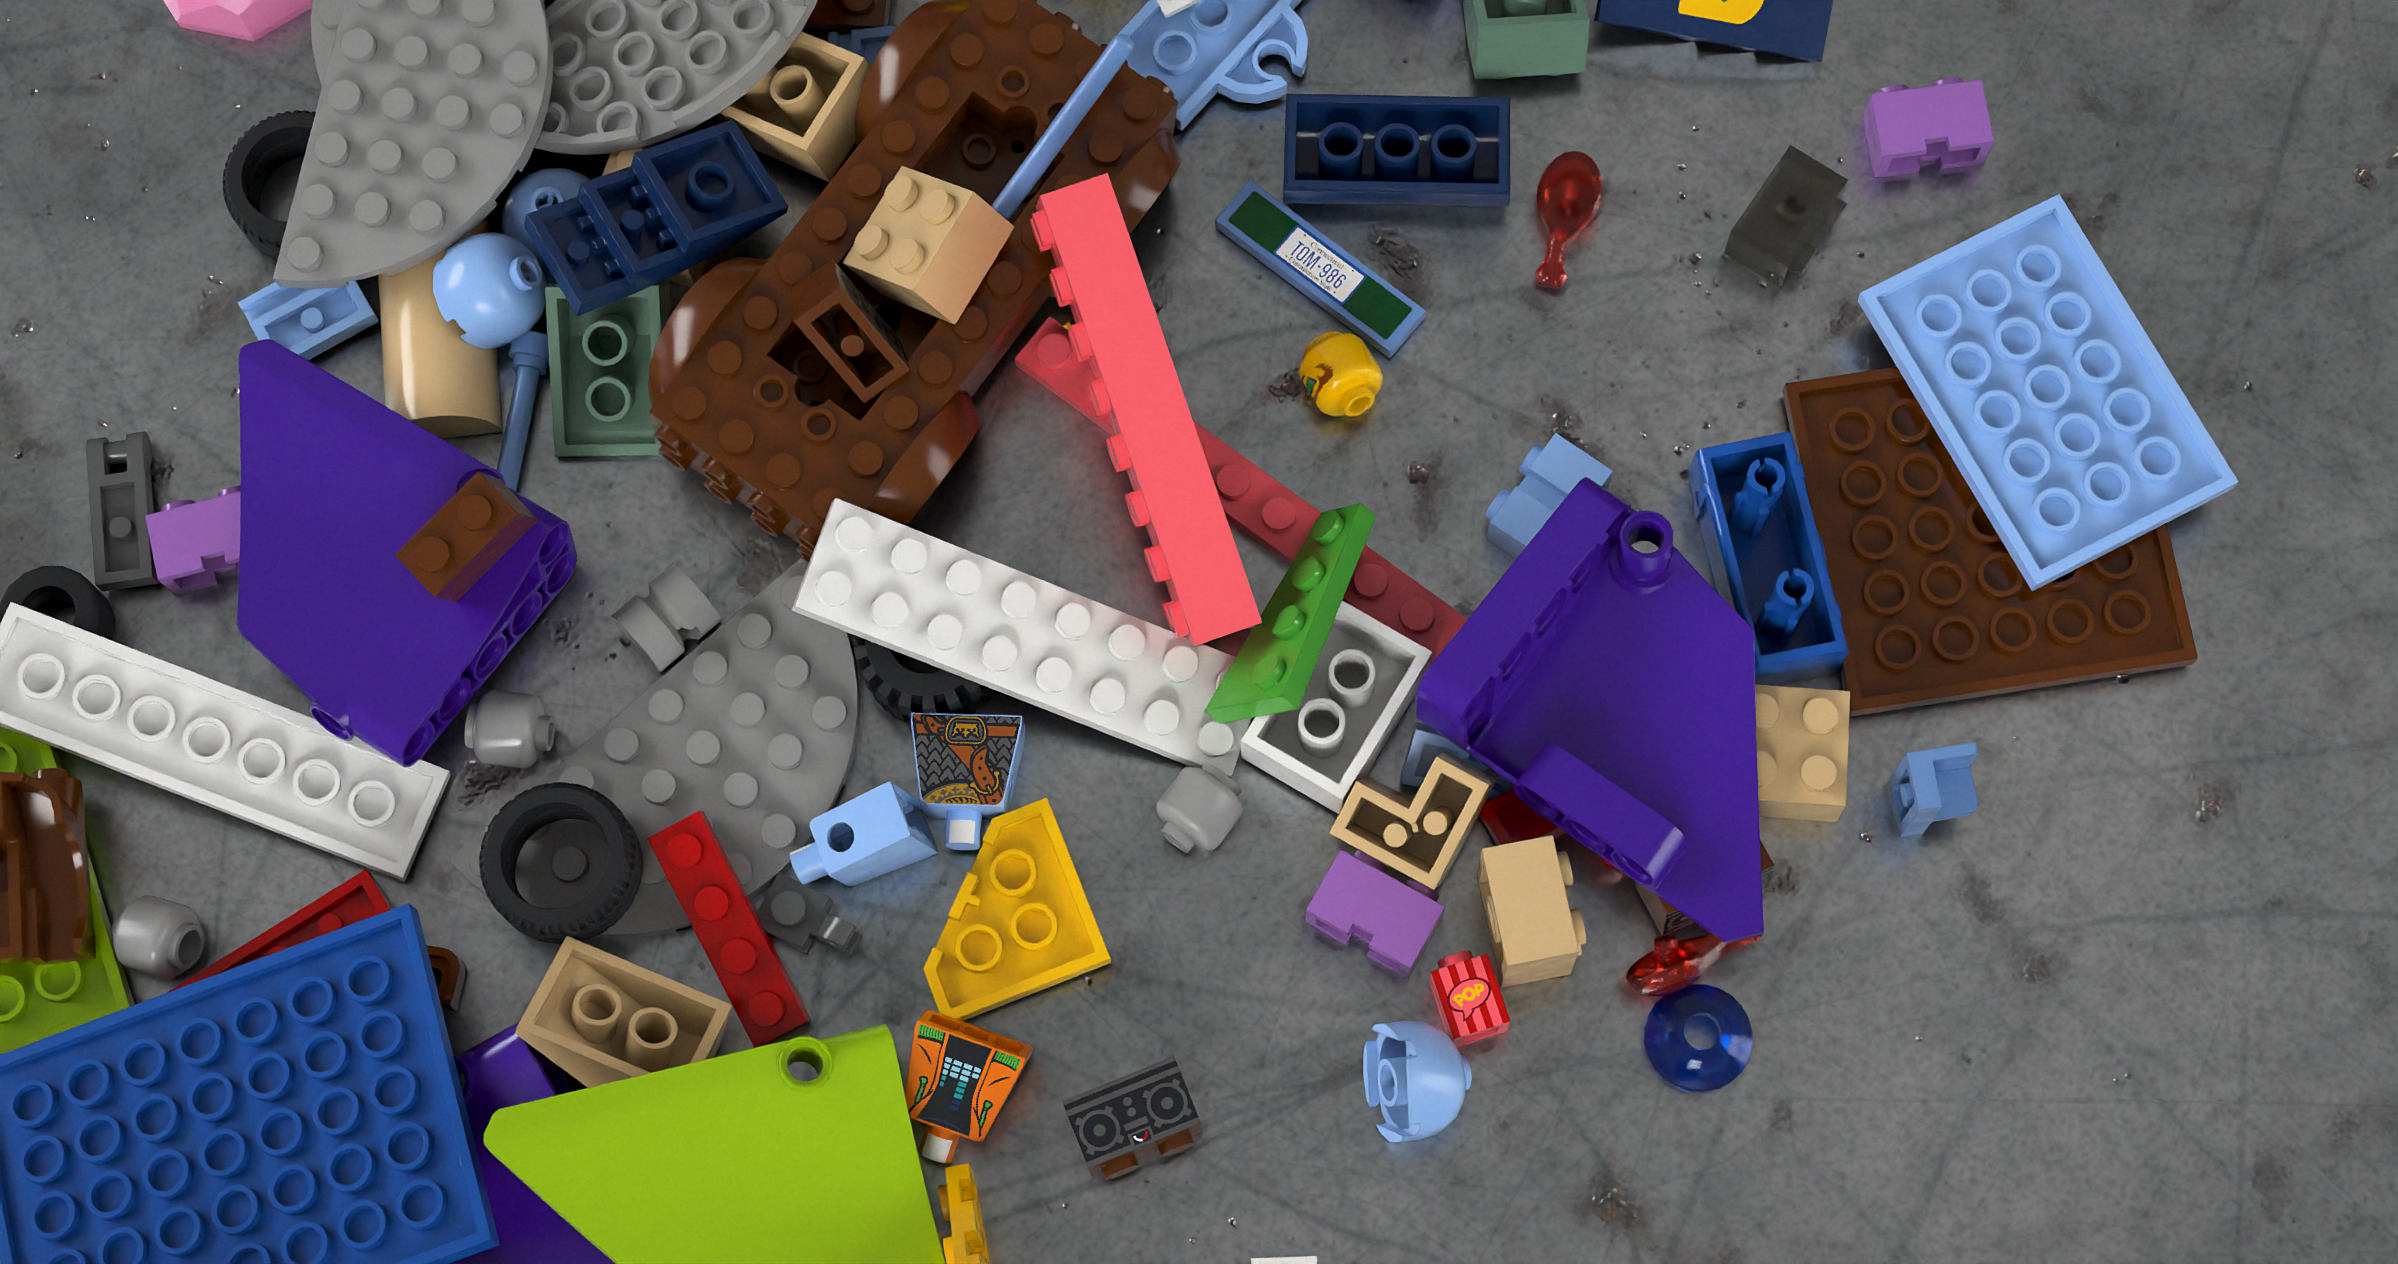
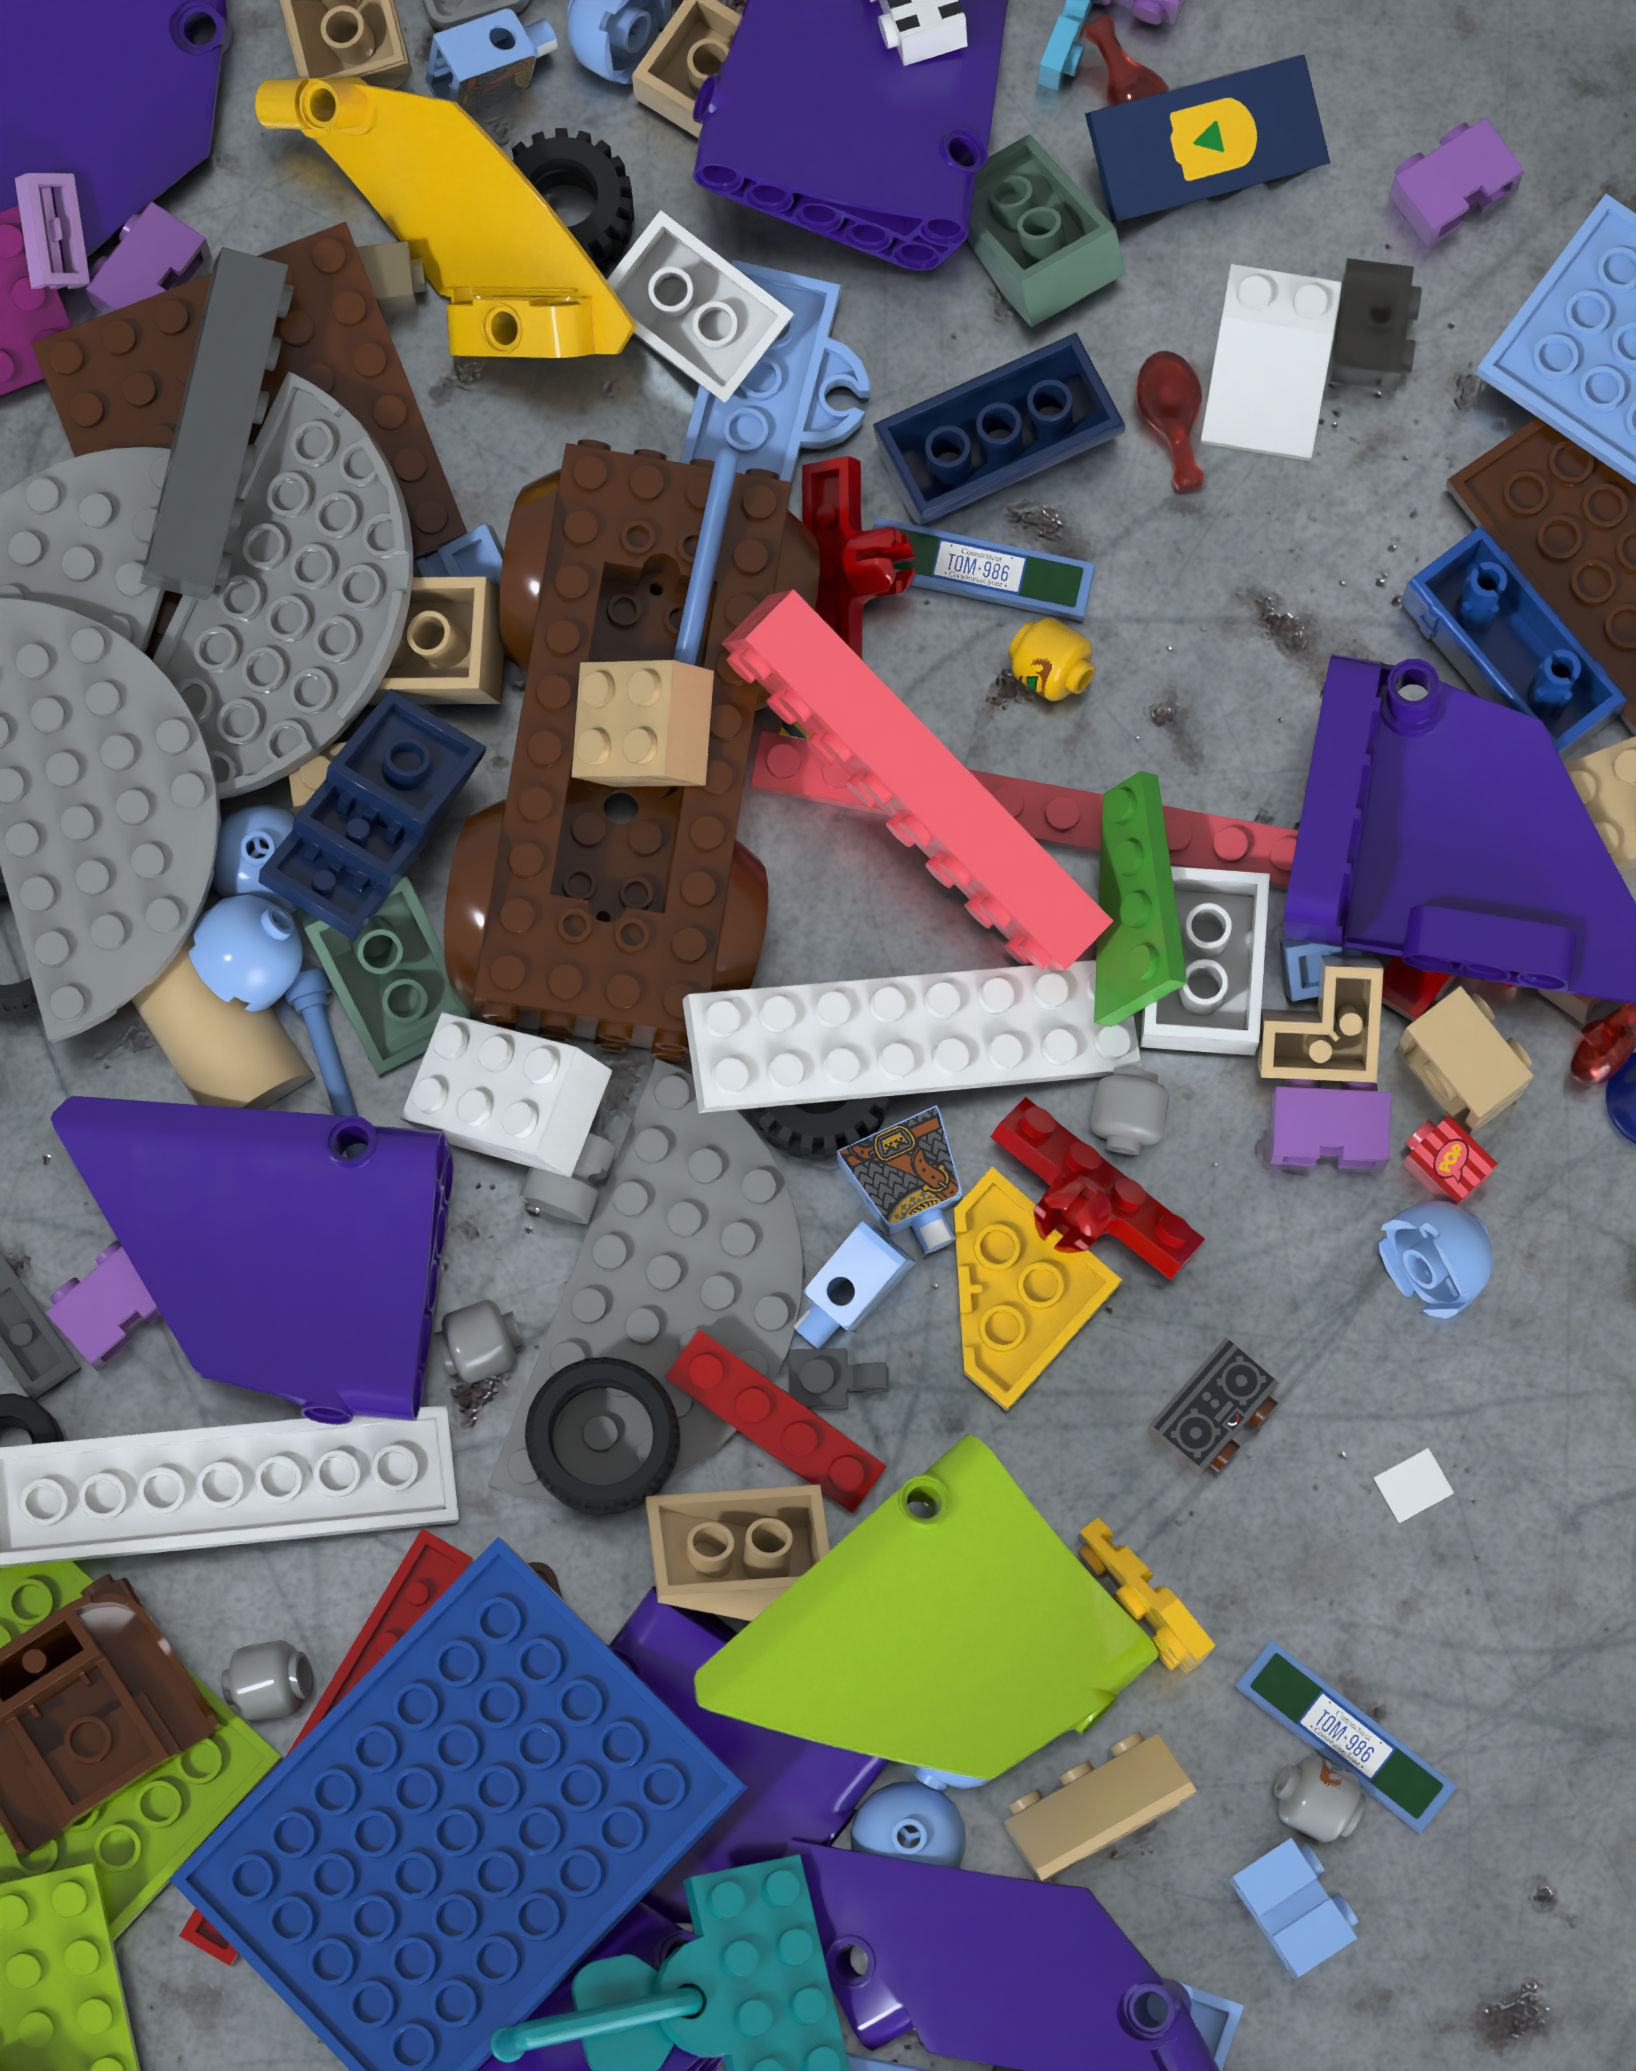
camera: 30 degrees left, 5 degrees up
(308, 318) = (80, 1063): light blue plate -> none
(466, 537) = (373, 1189): reddish brown brick -> none
(644, 519) = (507, 1094): none -> white brick
(847, 331) = (613, 837): reddish brown brick -> none
(959, 1081) = (1052, 1449): torso -> none
(1123, 867) = (1091, 1194): none -> red plate
(1201, 202) = (852, 561): none -> red plate
(1548, 480) = (1292, 687): light blue brick -> none
(1676, 207) = (1270, 362): none -> white slope

